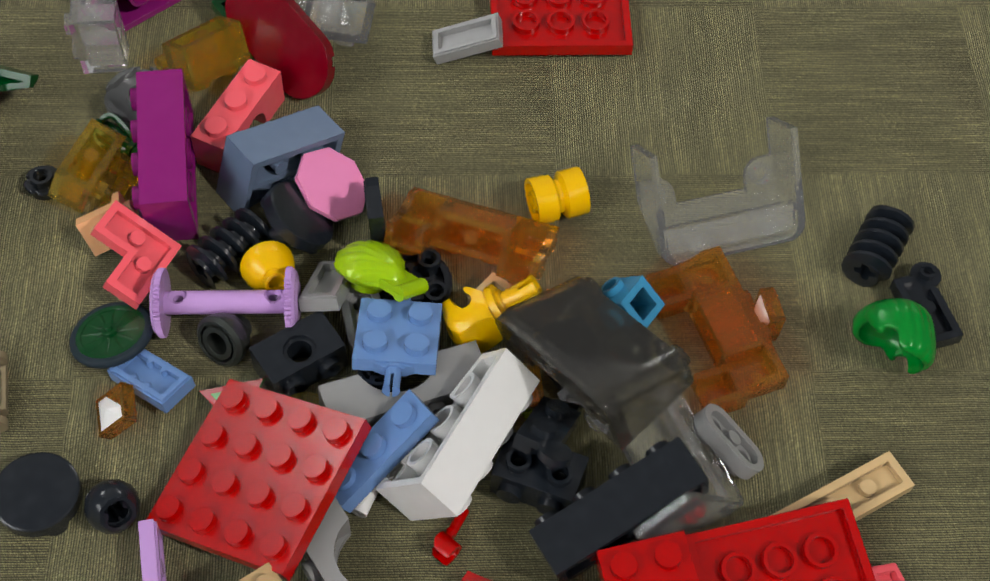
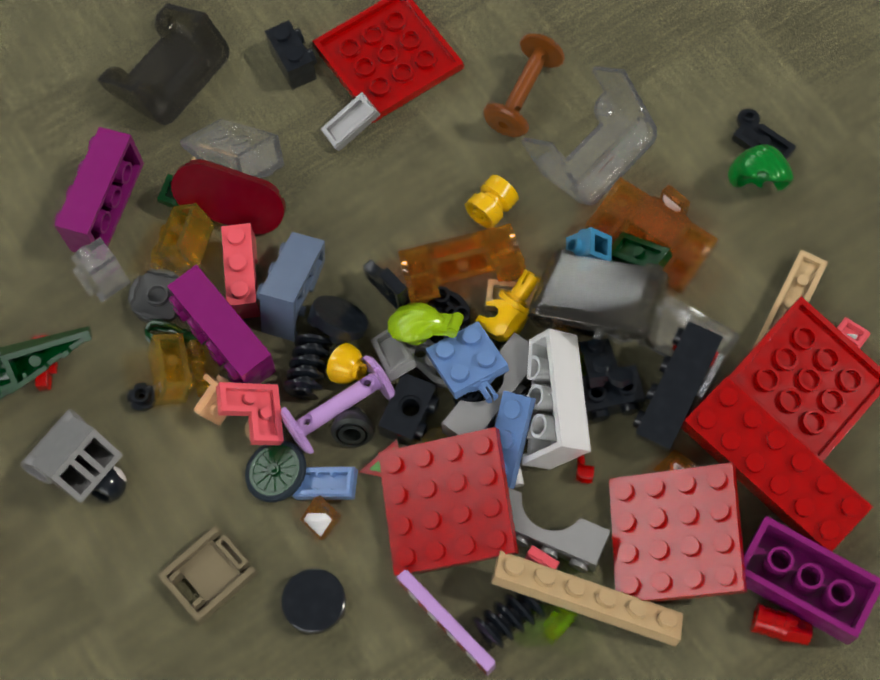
camera: 25 degrees left, 10 degrees up
(112, 506) = (369, 578): black piece -> none
(331, 184) = (340, 281): bright pink piece -> none
(685, 333) = (639, 251): none -> dark green plate
(724, 76) = (540, 52): none -> dark orange hose
(728, 441) = (705, 301): light grey plate -> none
(877, 245) = (709, 116): black piece -> none

